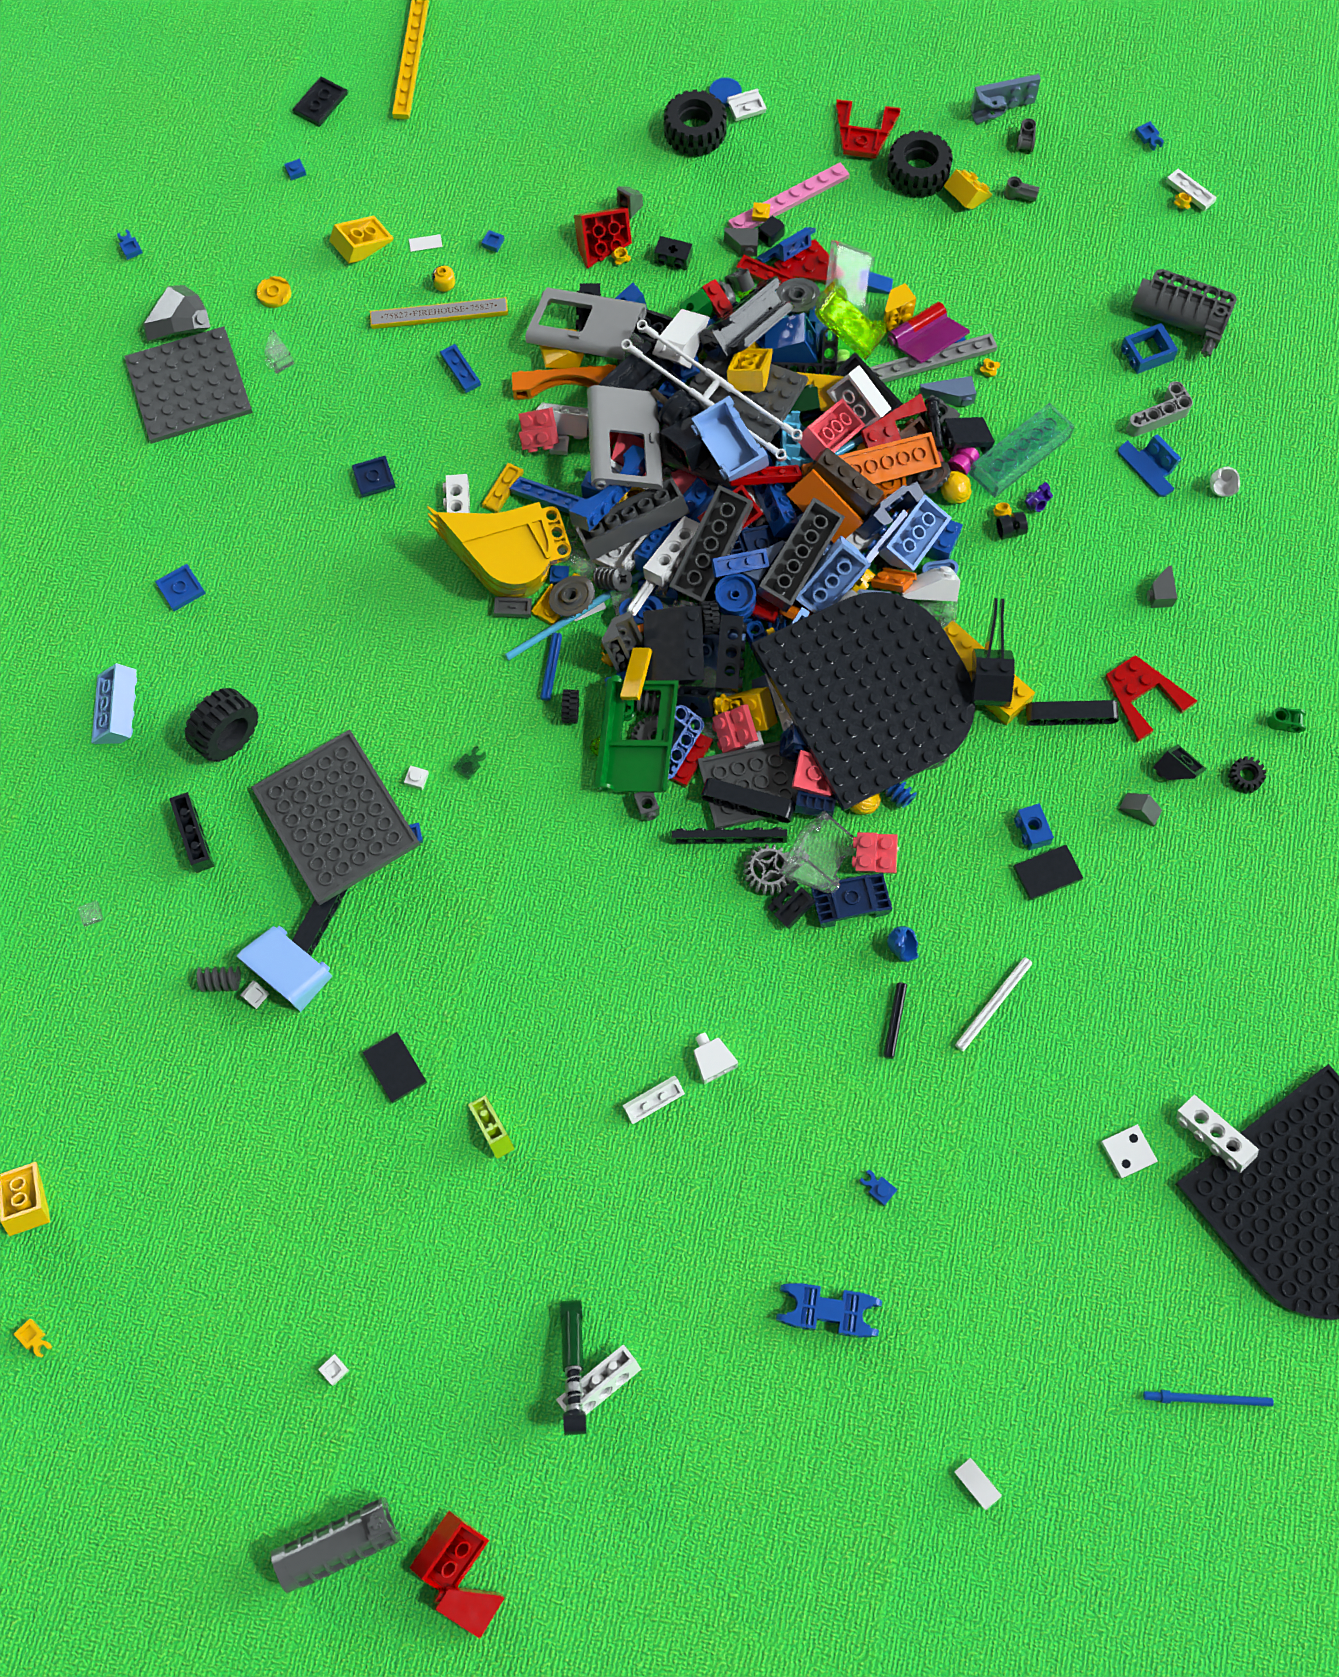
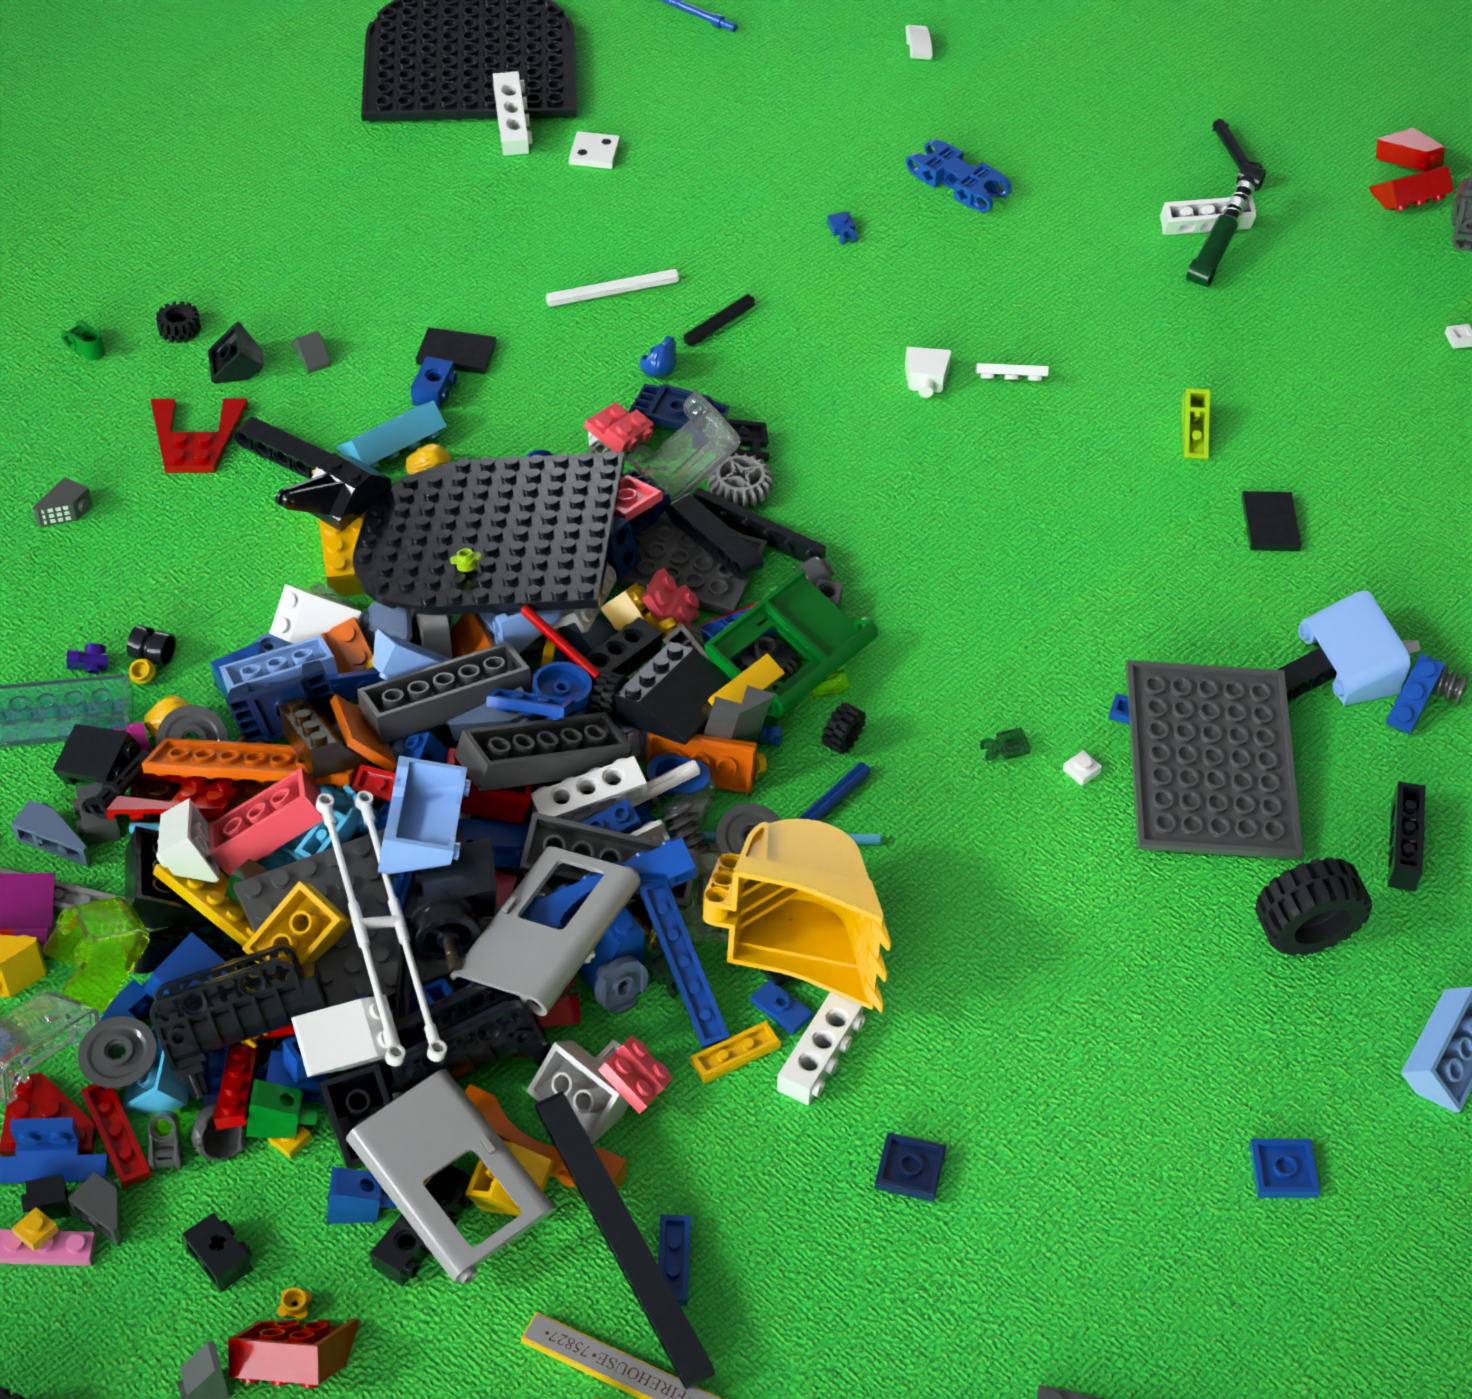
camera: 150 degrees left, 20 degrees down
(227, 951) = (1415, 694): none -> blue plate
(488, 351) = (625, 1241): none -> black beam
(581, 475) = (624, 972): none -> sand blue plate
(623, 1507) = (1231, 144): none -> black piece
(667, 819) = (816, 568): none -> dark grey head
(757, 617) = (560, 642): none -> red bar
(855, 640) = (466, 560): none -> lime plate
(978, 759) = (426, 457): none -> yellow hair
(1020, 765) = (395, 435): none -> medium azure slope

